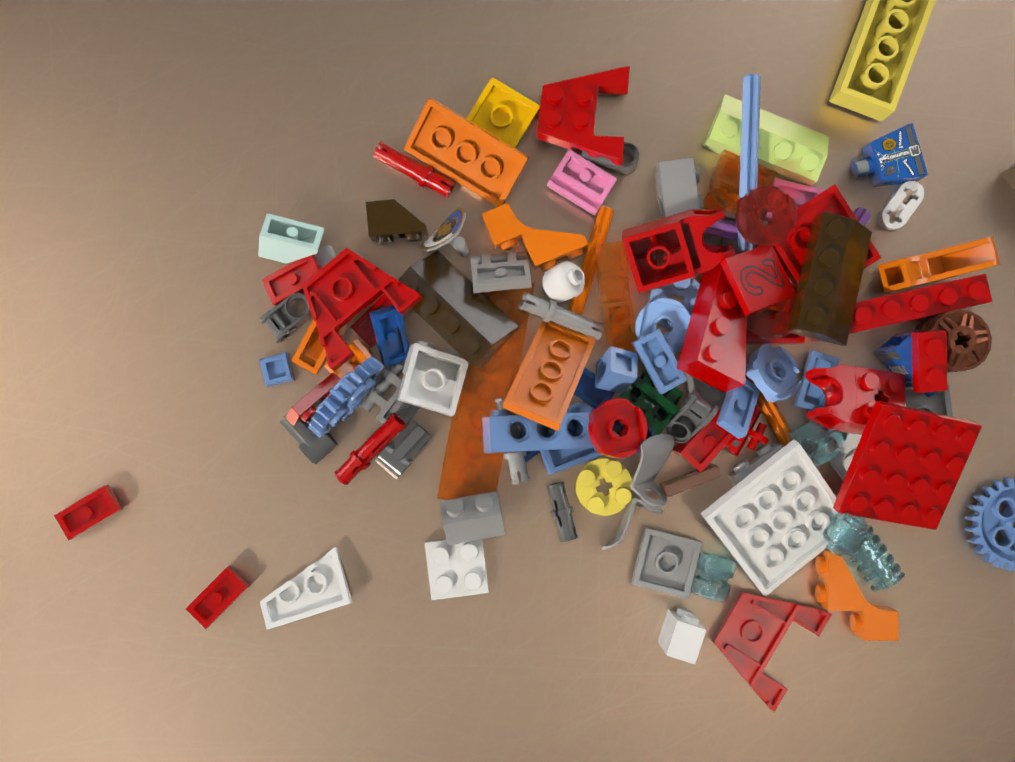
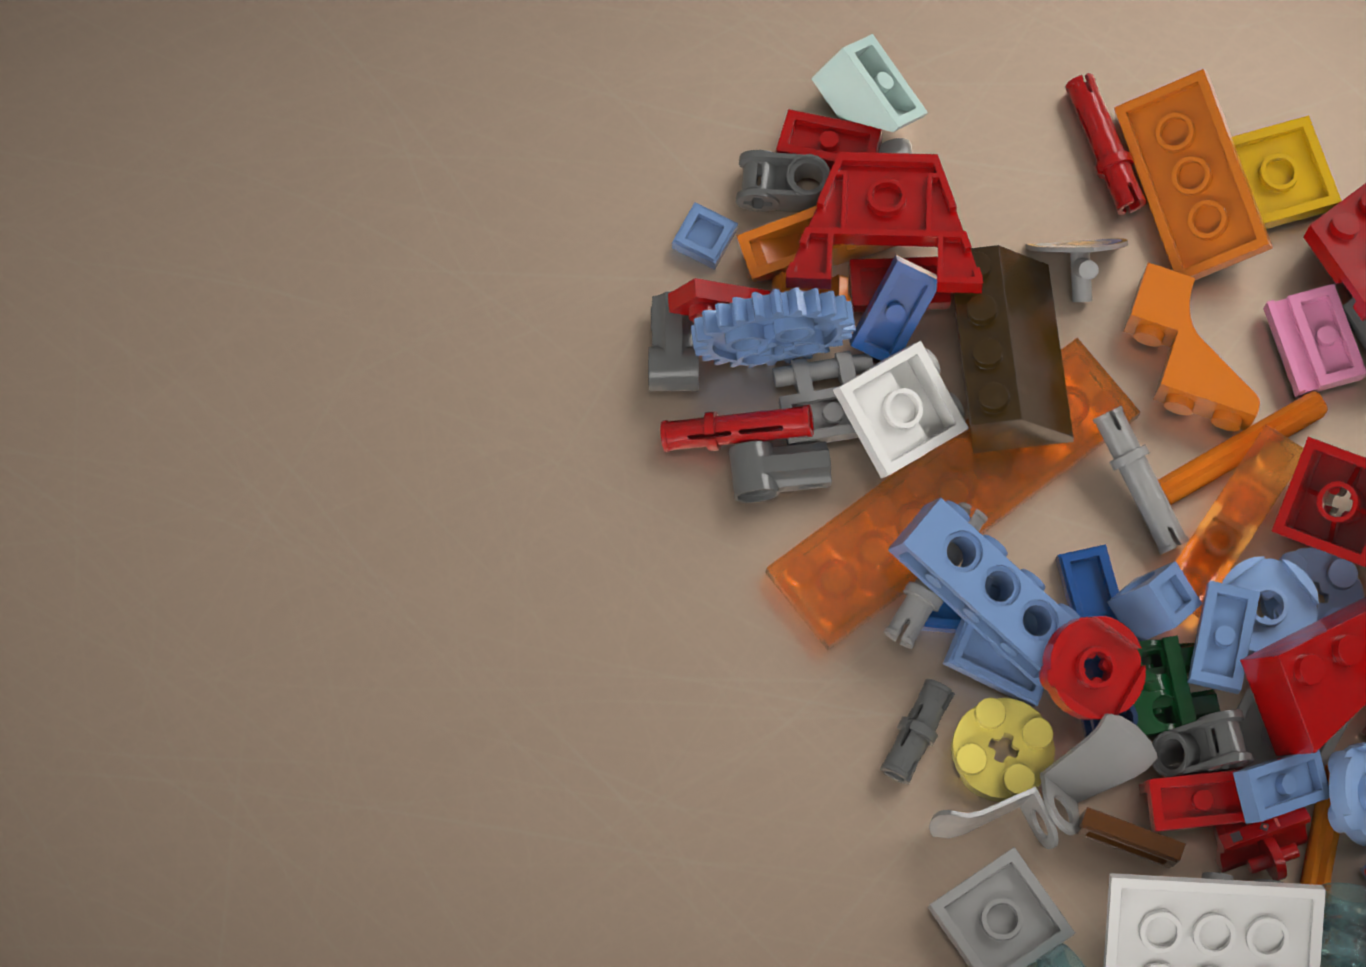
camera: 40 degrees right, 15 degrees down
(88, 512) = (306, 200): red plate -> none
(217, 597) = (367, 443): red plate -> none
(311, 592) = (487, 543): white wing -> none
(392, 221) = (1022, 182): dark brown slope -> none
(456, 569) = (711, 681): white plate -> none
(472, 518) = (793, 627): light grey brick -> none
(500, 271) = (1108, 355): light grey plate -> none
(549, 374) = (1063, 526): orange plate -> none
(563, 282) = (1181, 438): white head -> none

